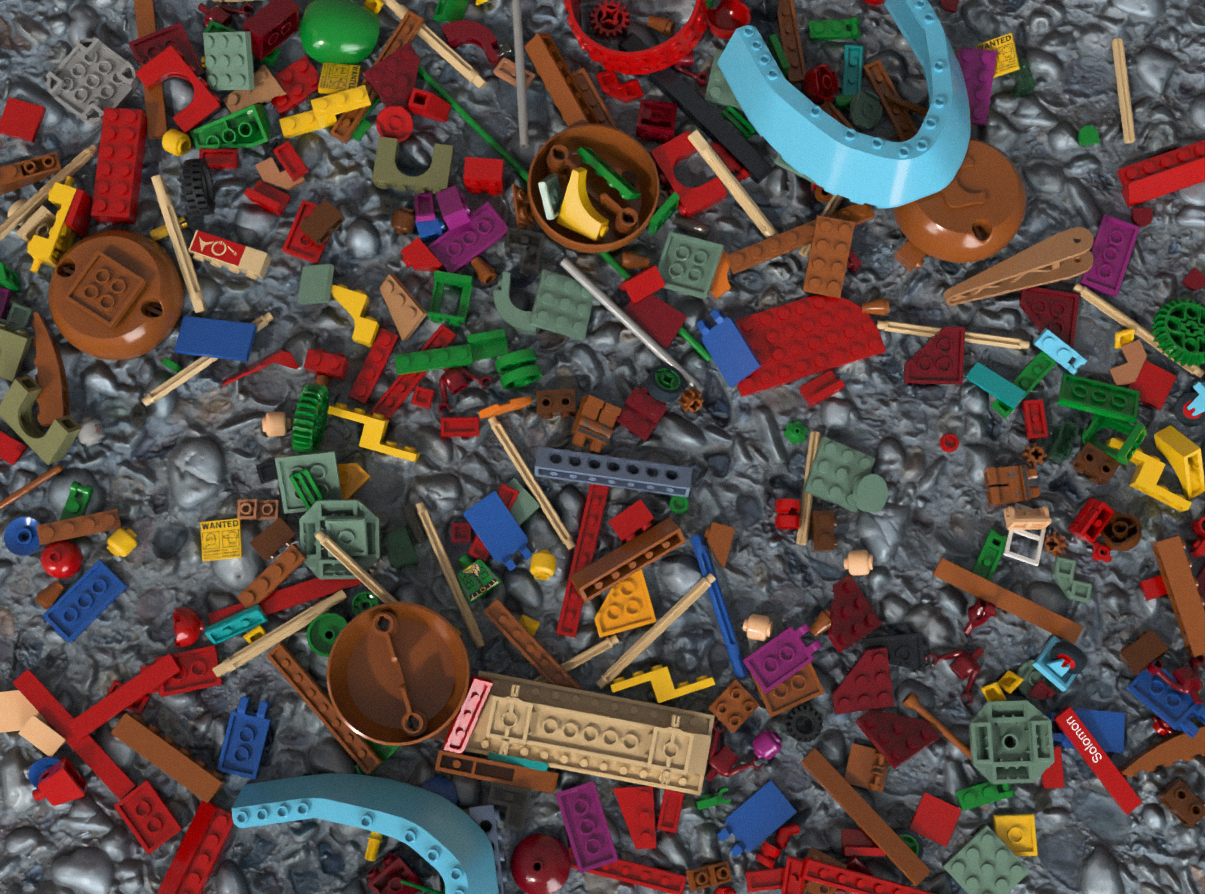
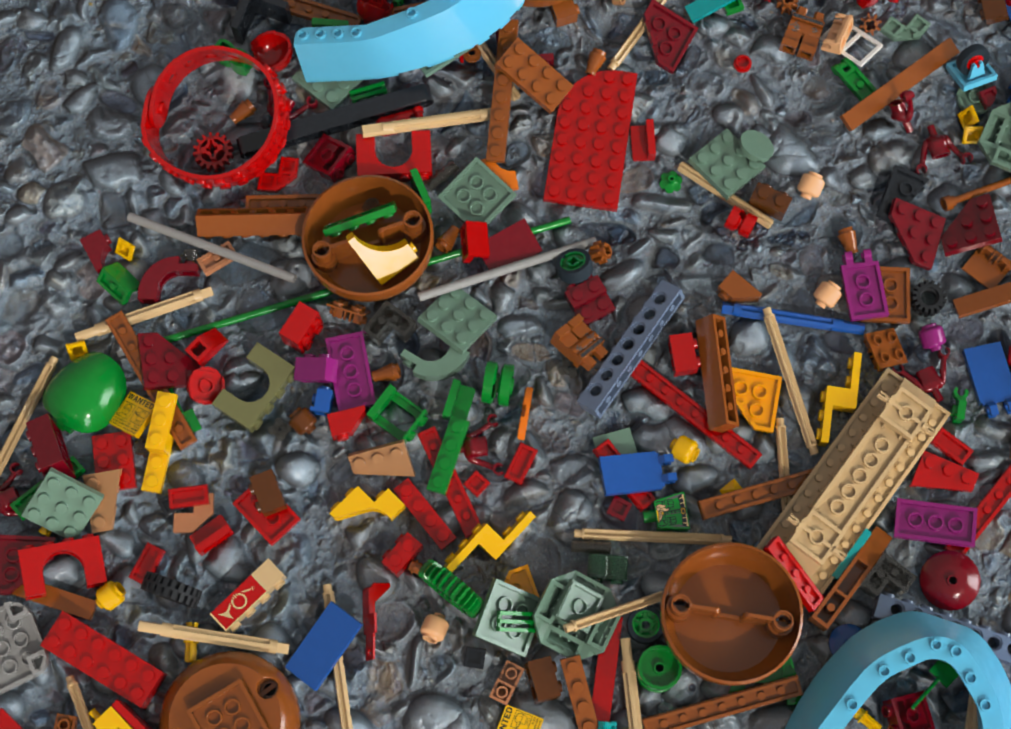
camera: 60 degrees left, 5 degrees down
(171, 365) = (326, 701): green tile -> none
(238, 130) = (131, 530): green wedge -> none
(315, 284) = (321, 528): sand green tile -> none
(424, 207) = (300, 395): magenta tile -> none
(531, 482) = (601, 425): tan piece -> none
(551, 195) = (357, 275): sand green tile -> none
(555, 403) = (543, 368): reddish brown brick -> none
(679, 504) = (686, 309): green tile -> none
(728, 348) = (570, 197): blue tile -> none
(850, 615) = (853, 213): dark red plate -> none

